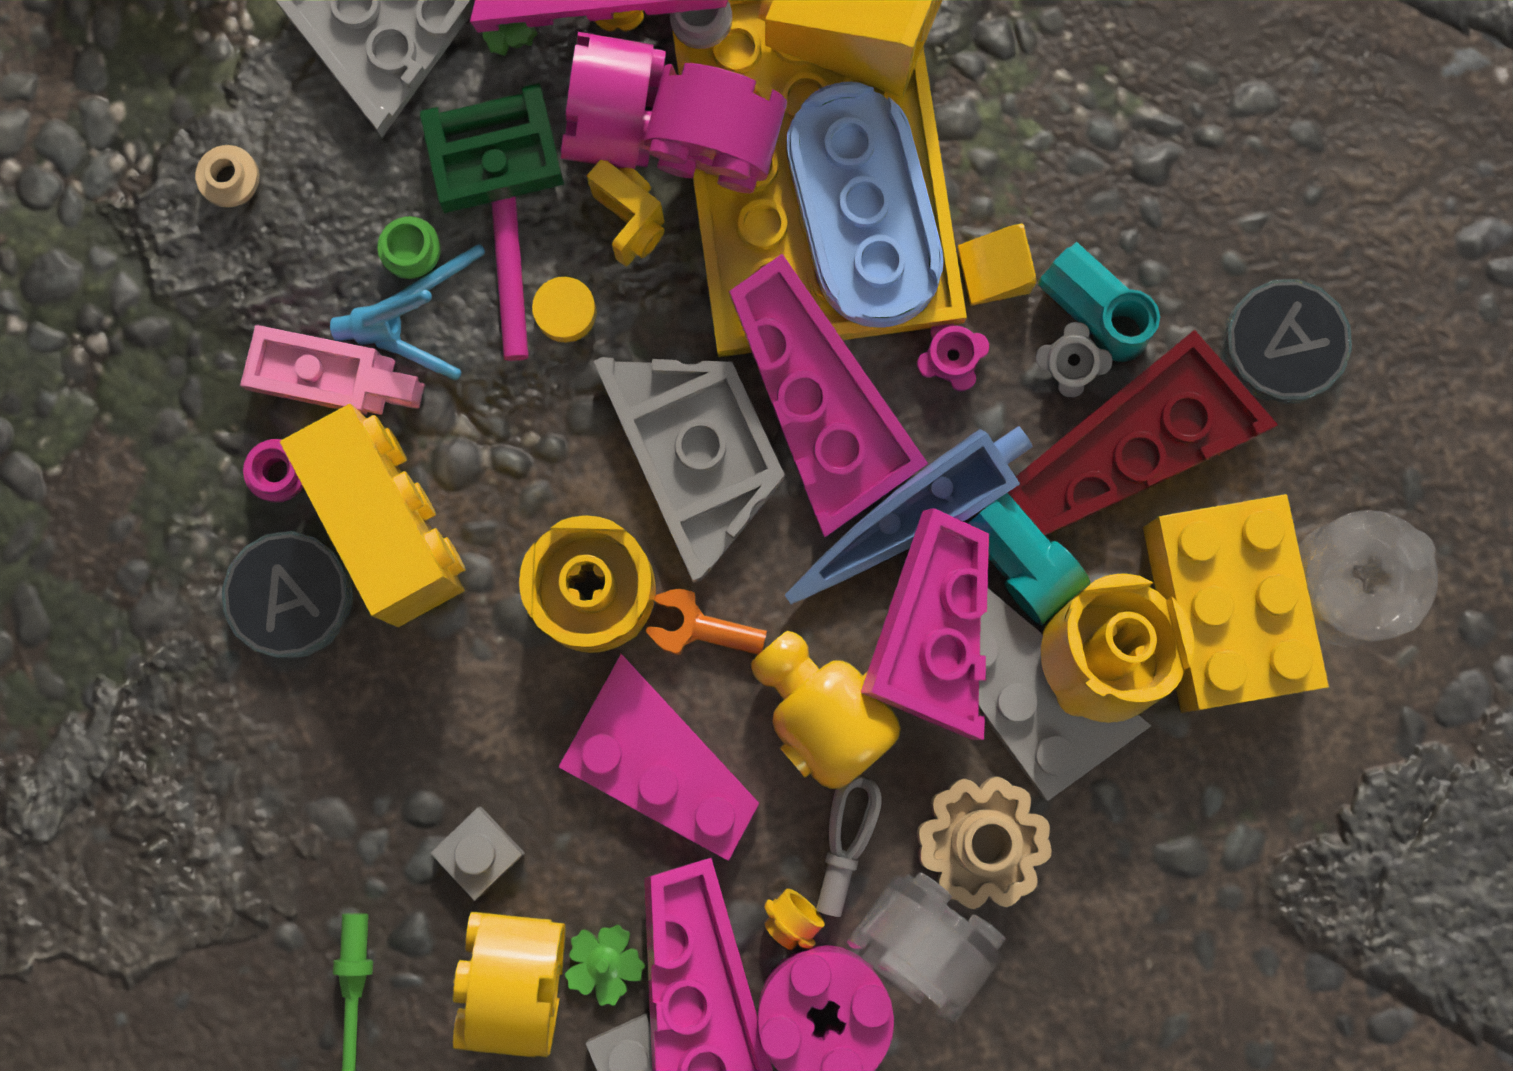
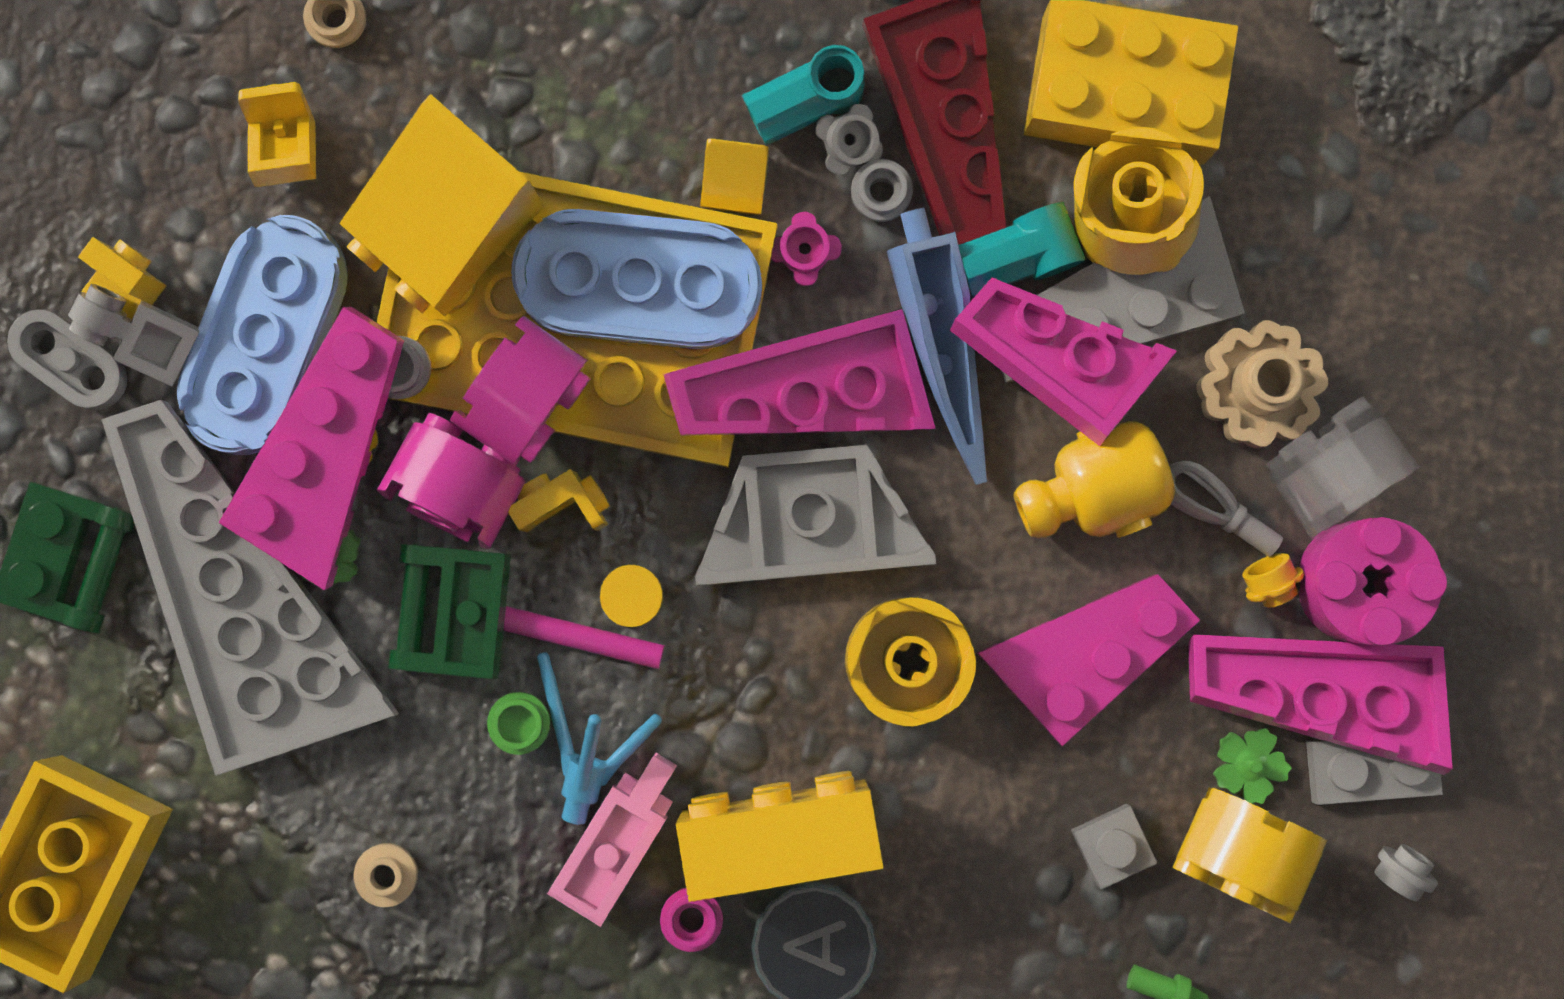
camera: 70 degrees left, 5 degrees up
(702, 627) = (978, 569): orange bar -> none
(1049, 394) = (887, 172): none -> light grey plate

